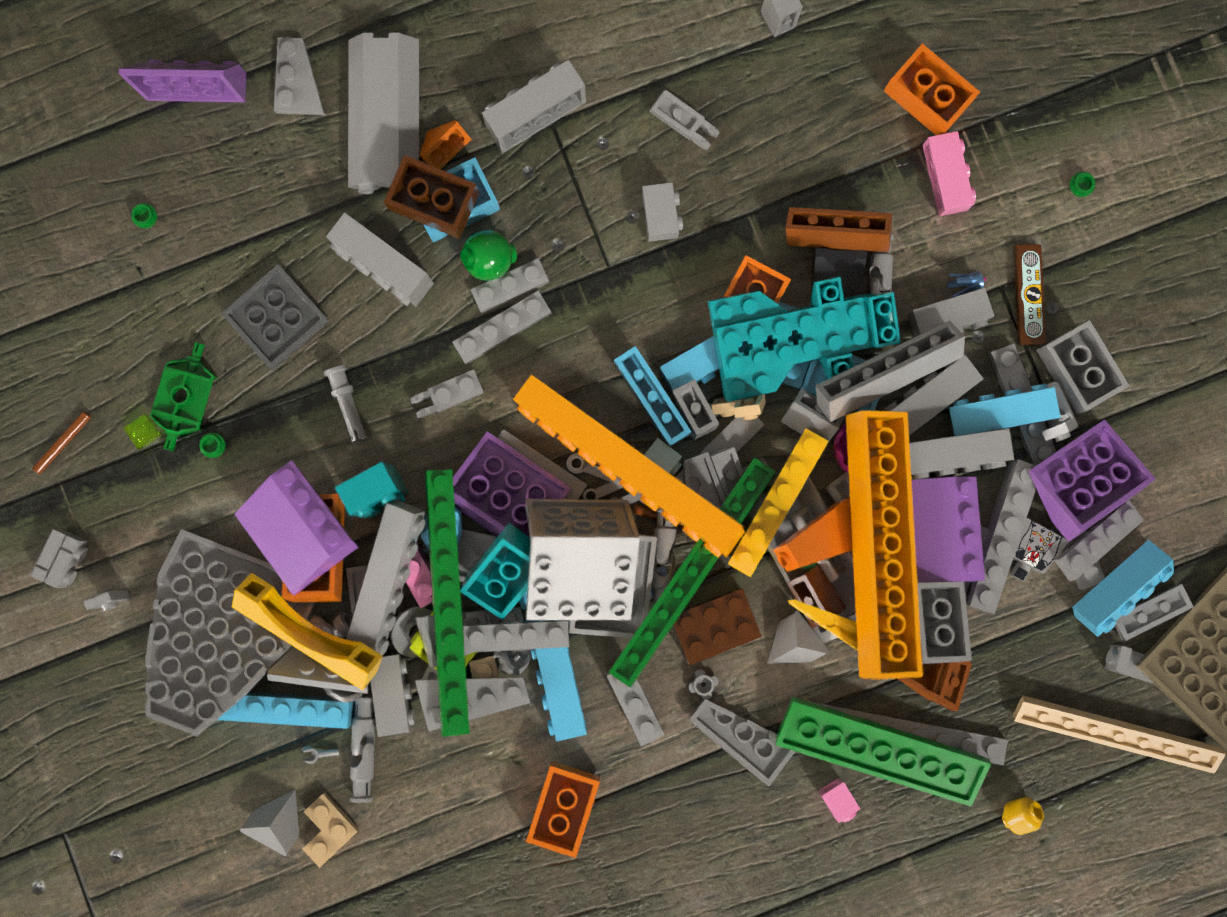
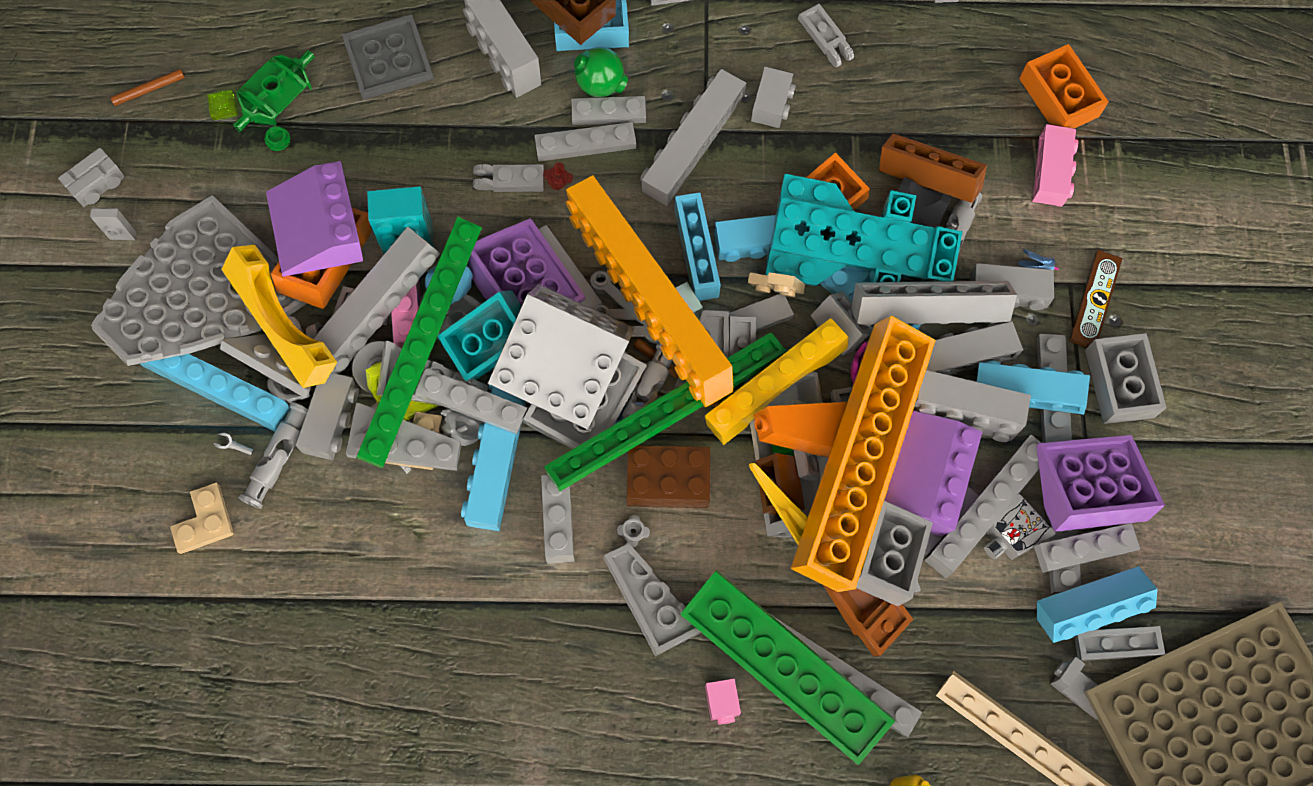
camera: 20 degrees right, 15 degrees down
(275, 823) = (157, 493): light grey slope -> none
(342, 392) = (416, 139): light grey pin -> none
(490, 368) = (554, 182): none -> clear red plate
(563, 809) = (441, 589): orange brick -> none
(602, 282) = (693, 137): none -> light grey brick
(695, 410) = (732, 273): light grey slope -> none
(795, 642) = (742, 527): light grey slope -> none
(1060, 427) = (1090, 423): light grey bracket -> none
(1082, 184) = (1181, 222): green plate -> none

